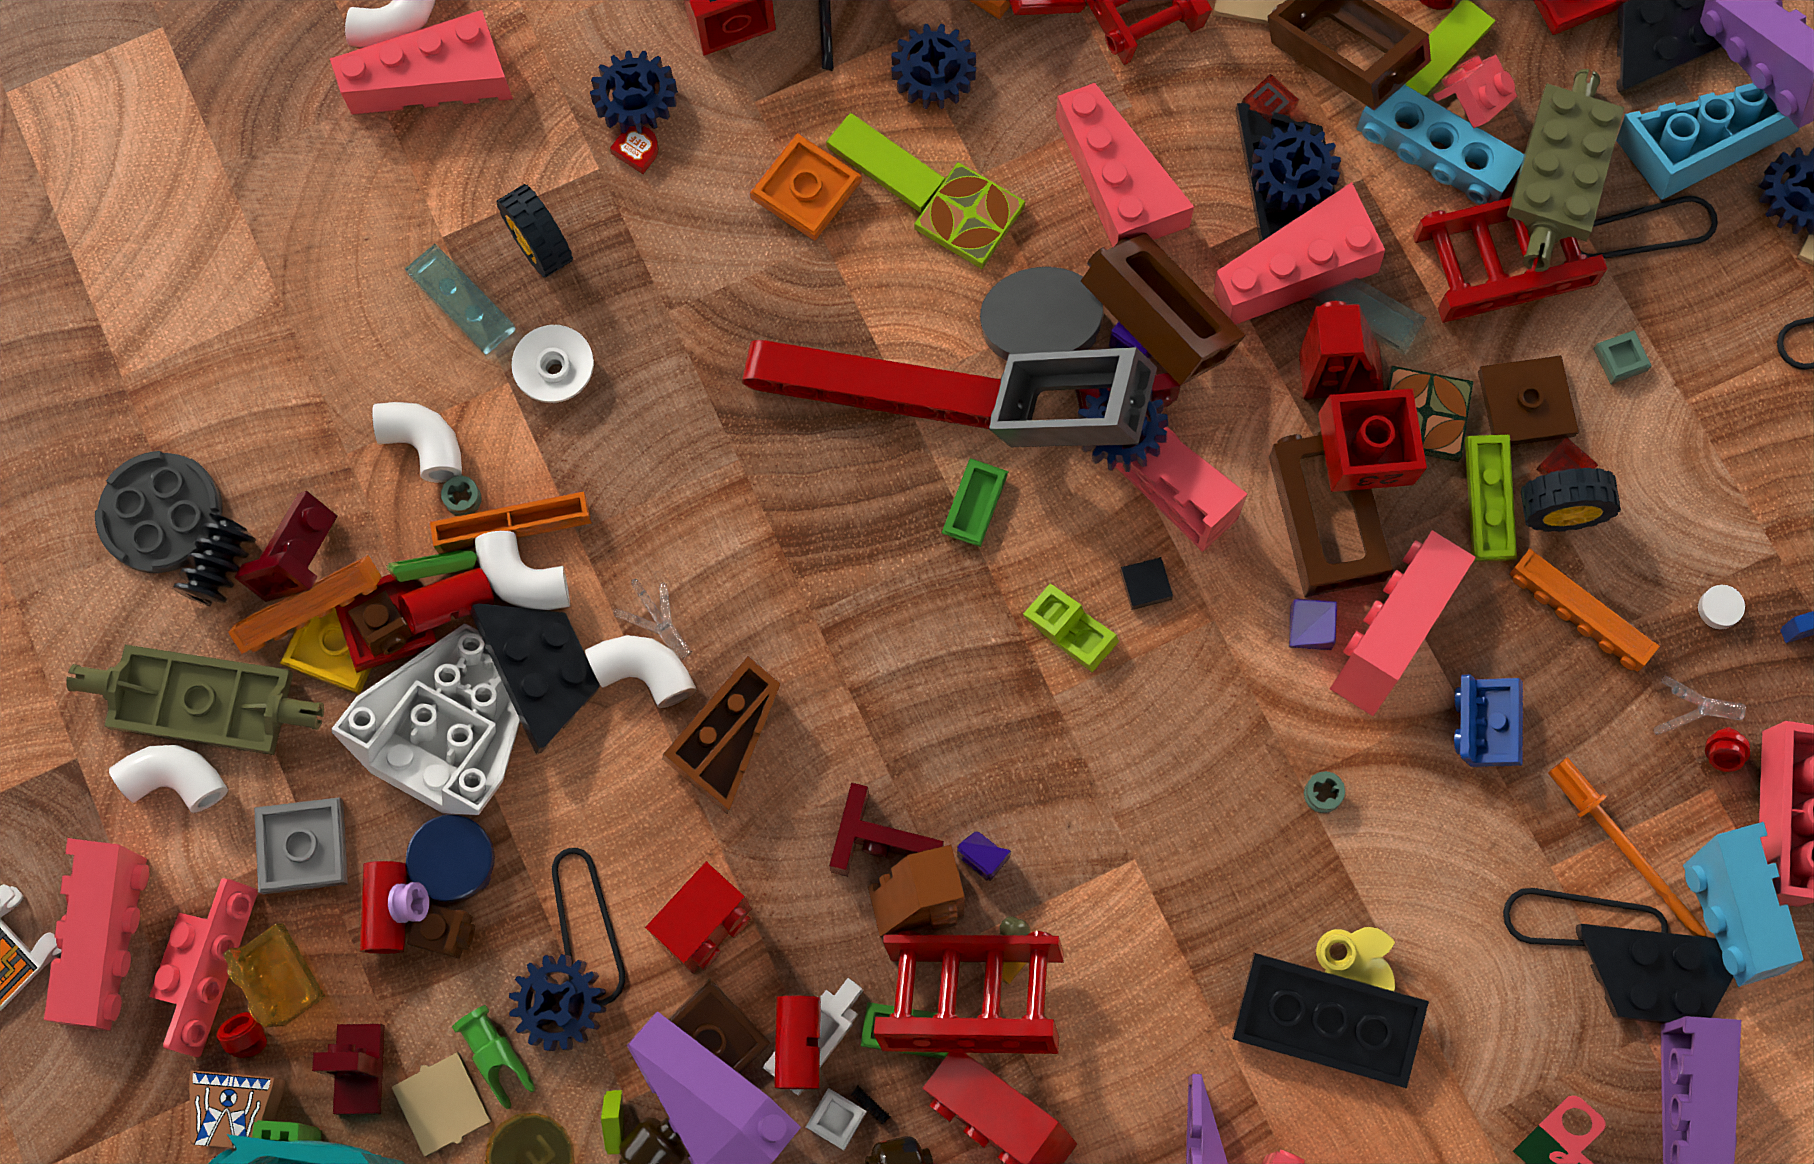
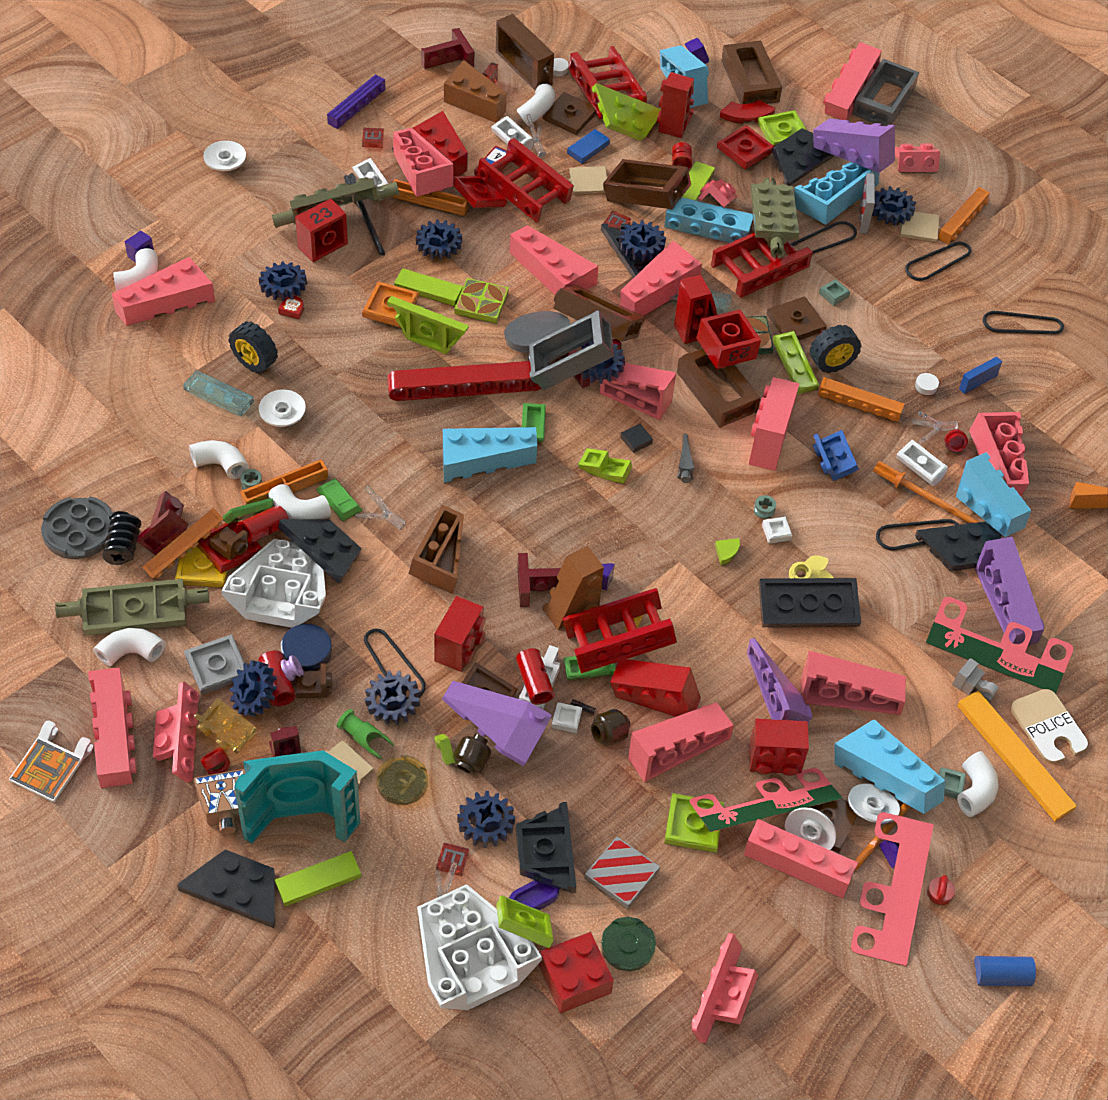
camera: 25 degrees left, 20 degrees down
(334, 925) = (253, 688): none -> dark blue gear
(596, 572) = (339, 499): none -> bright green tile
(645, 660) = (382, 529): white cylinder -> none
(836, 255) = (426, 326): none -> lime wing
(867, 545) = (486, 449): none -> medium azure wedge
(1212, 668) = (686, 464): none -> dark grey piece
(1226, 863) = (727, 549): none -> lime tile
(1312, 624) = (729, 434): slope -> none
(1329, 845) = (777, 530): none -> white tile
(1644, 781) = (922, 463): none -> white brick
(1754, 181) = (867, 203): none -> light grey tile

